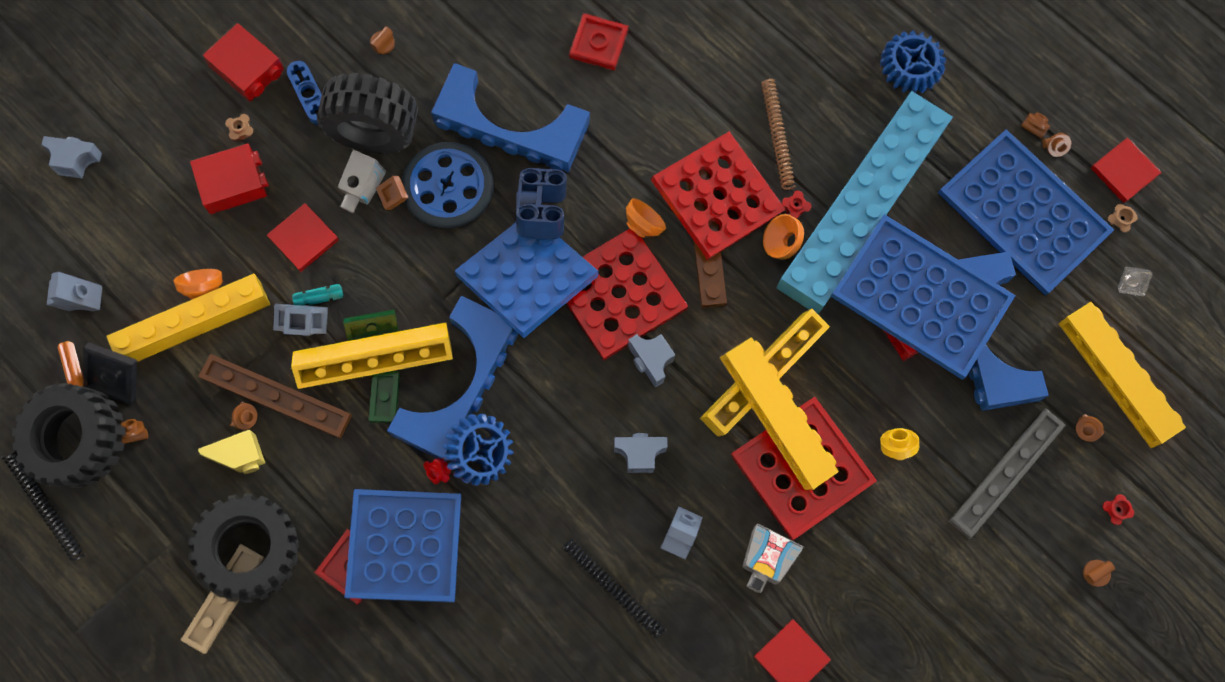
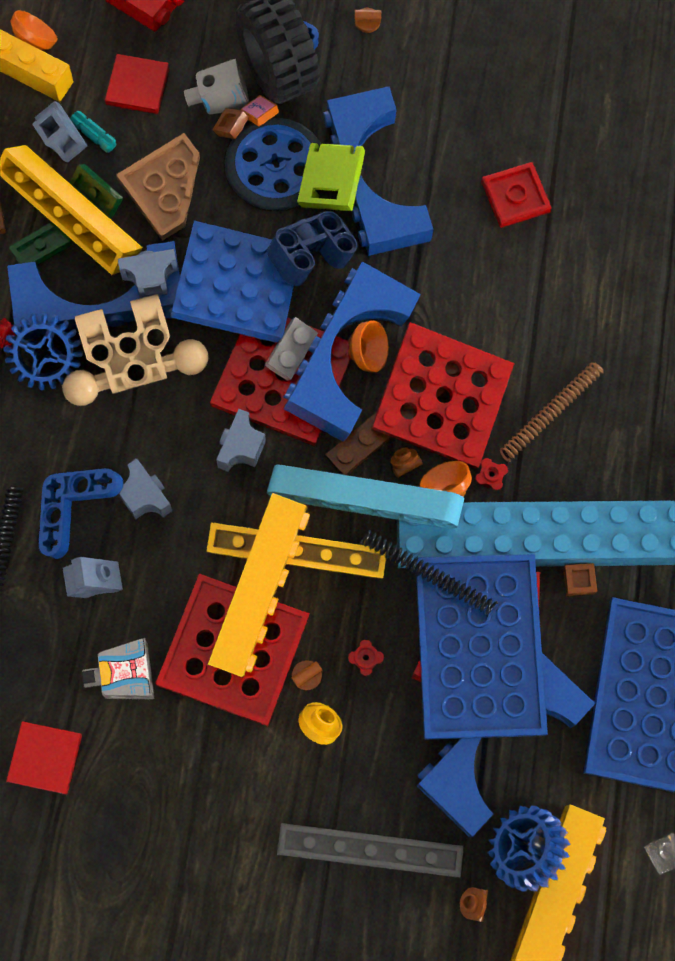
camera: 55 degrees right, 0 degrees up
(397, 164) = (260, 110): none -> tile
(404, 274) = (164, 184): none -> medium nougat plate
(476, 328) = (149, 271): none -> sand blue brick
(490, 147) = (331, 169): none -> lime container
(494, 399) = (83, 387): none -> tan connector
(602, 507) = (67, 494): none -> blue beam
(609, 271) = (291, 349): none -> light grey plate
(656, 276) = (316, 394): none -> blue arch
(744, 255) = (404, 461): none -> dark orange plate
(760, 297) = (367, 496): none -> medium azure beam
(856, 429) = (307, 675): none -> dark orange plate
(864, 288) = (429, 573): none -> black piece
(873, 374) = (366, 665): none -> red plate
(912, 201) = (580, 579): none -> dark orange plate
(1080, 375) = (545, 844): none -> blue gear

